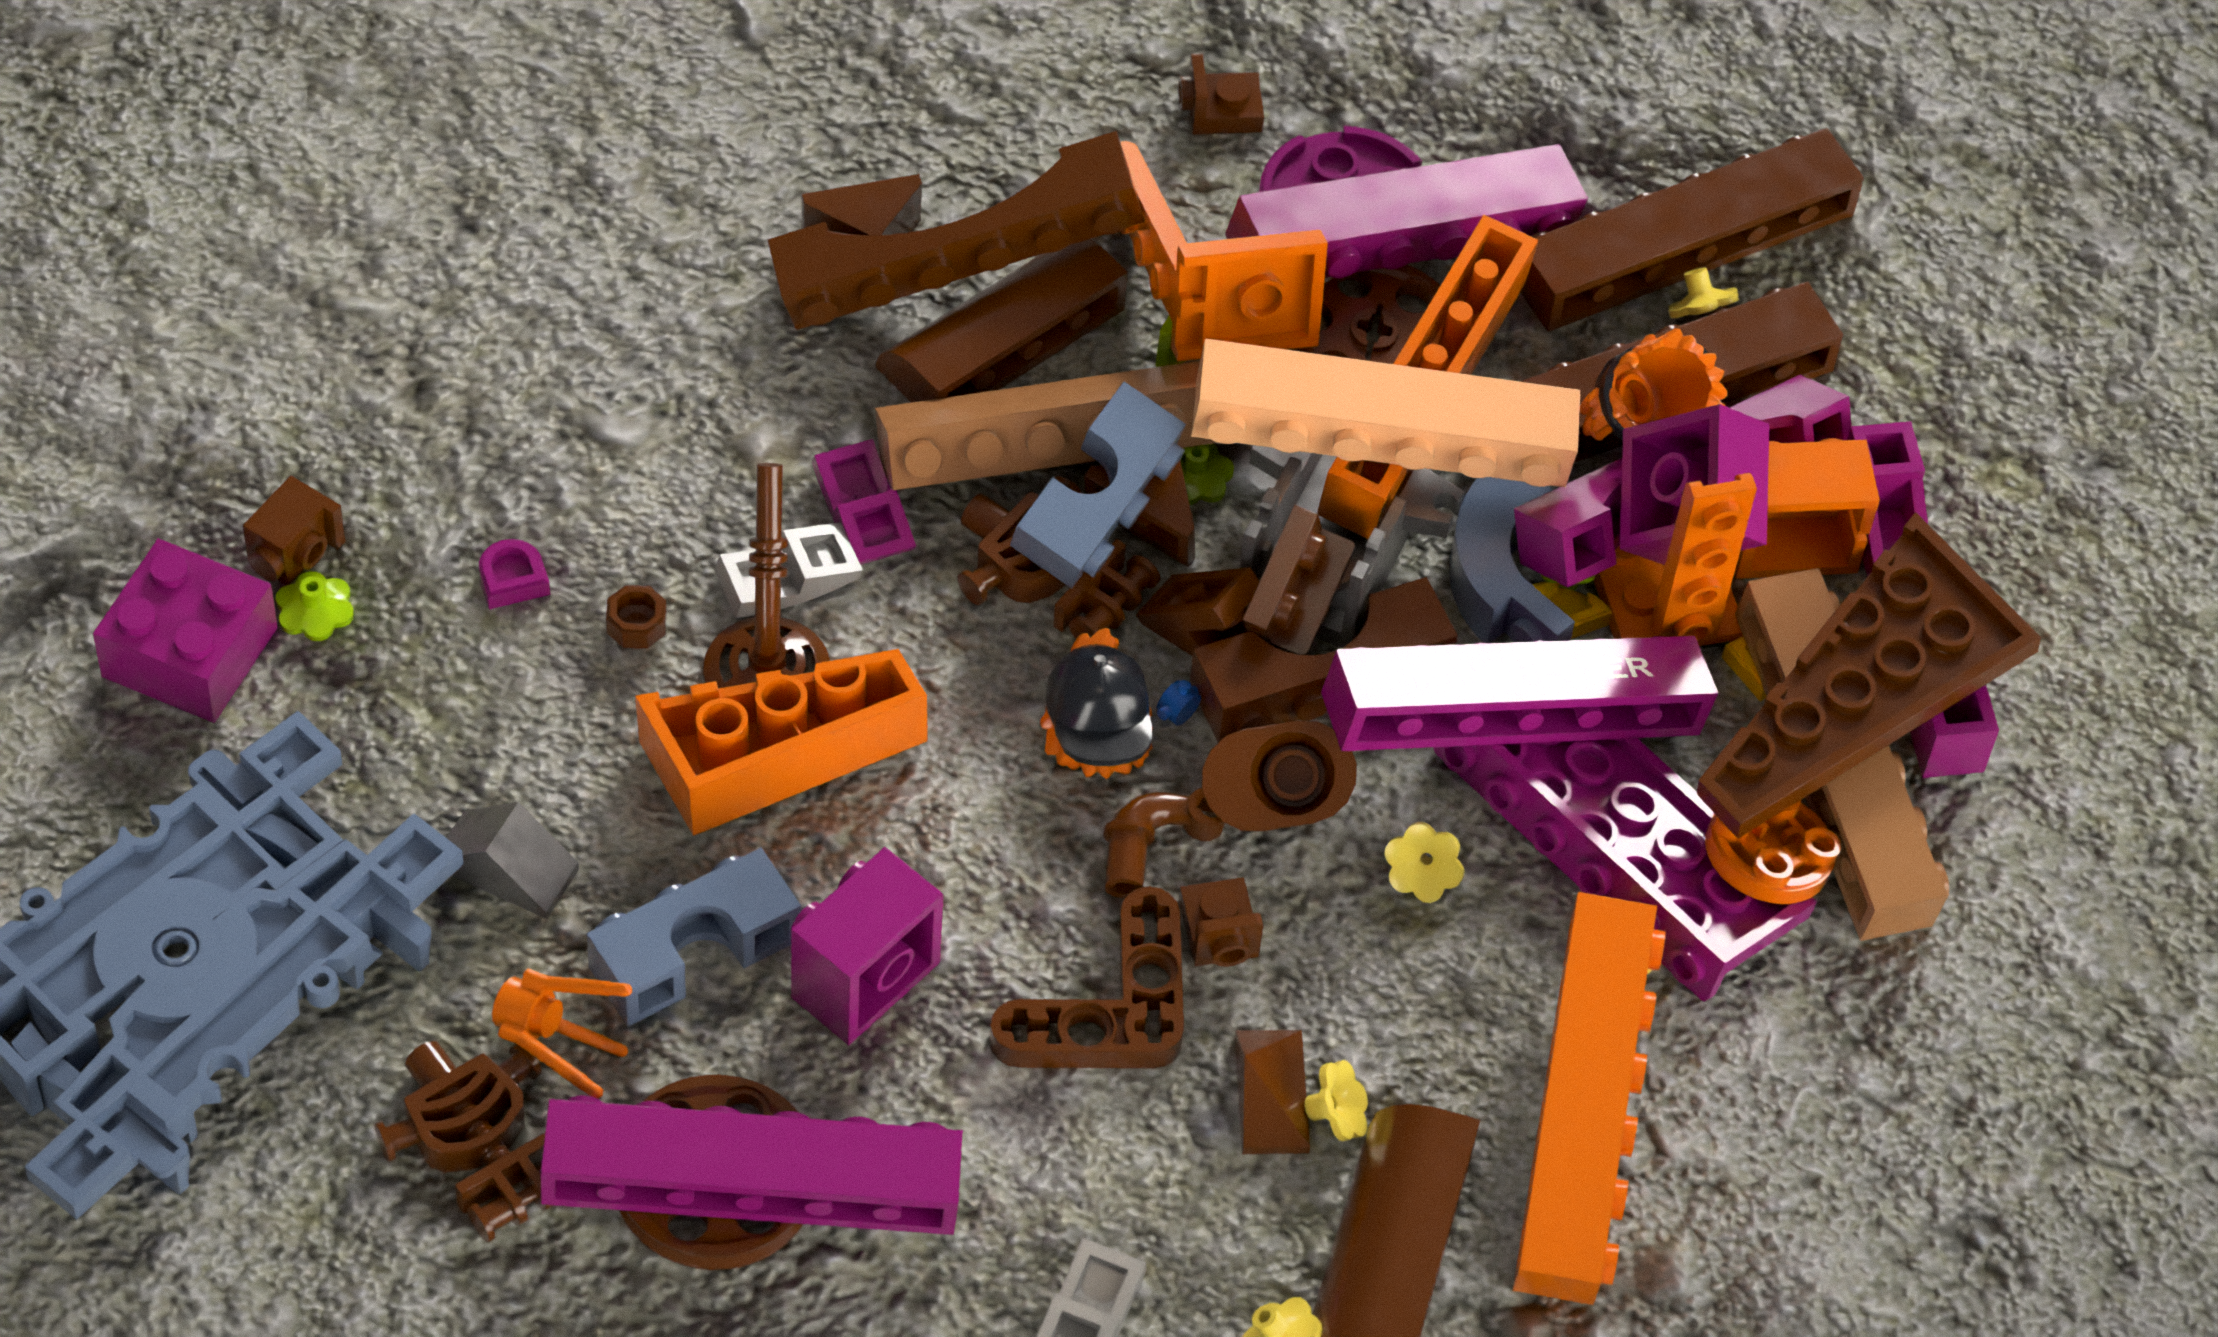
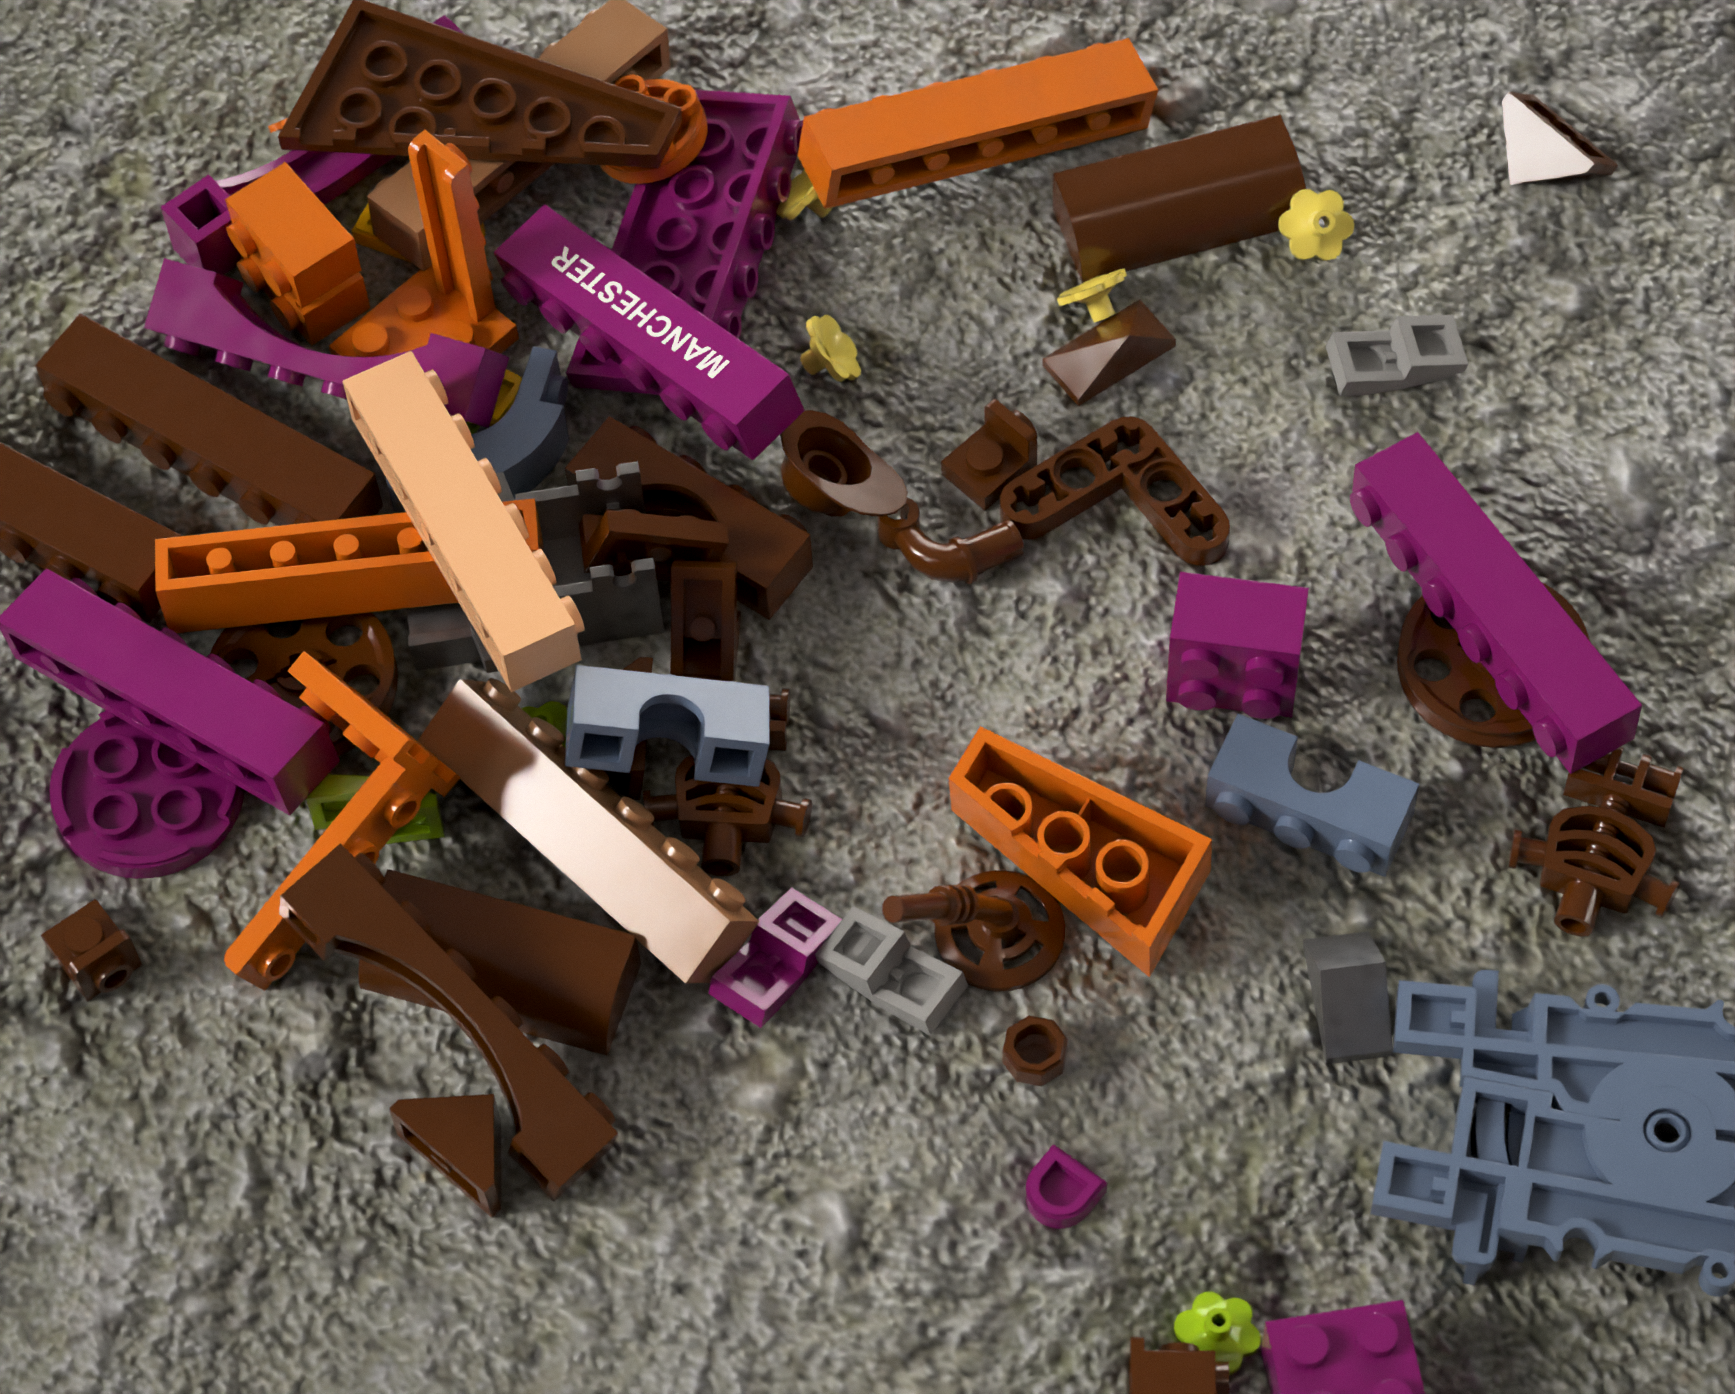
camera: 115 degrees left, 5 degrees up
(529, 1010) = (1476, 857): orange plant -> none
(1098, 708) = (868, 638): black hair -> none
(1178, 702) = (804, 602): blue piece -> none
(1652, 383) = (271, 373): orange hair -> none
(1682, 449) = (369, 281): magenta brick -> none
(1701, 295) = (93, 451): light yellow plant -> none

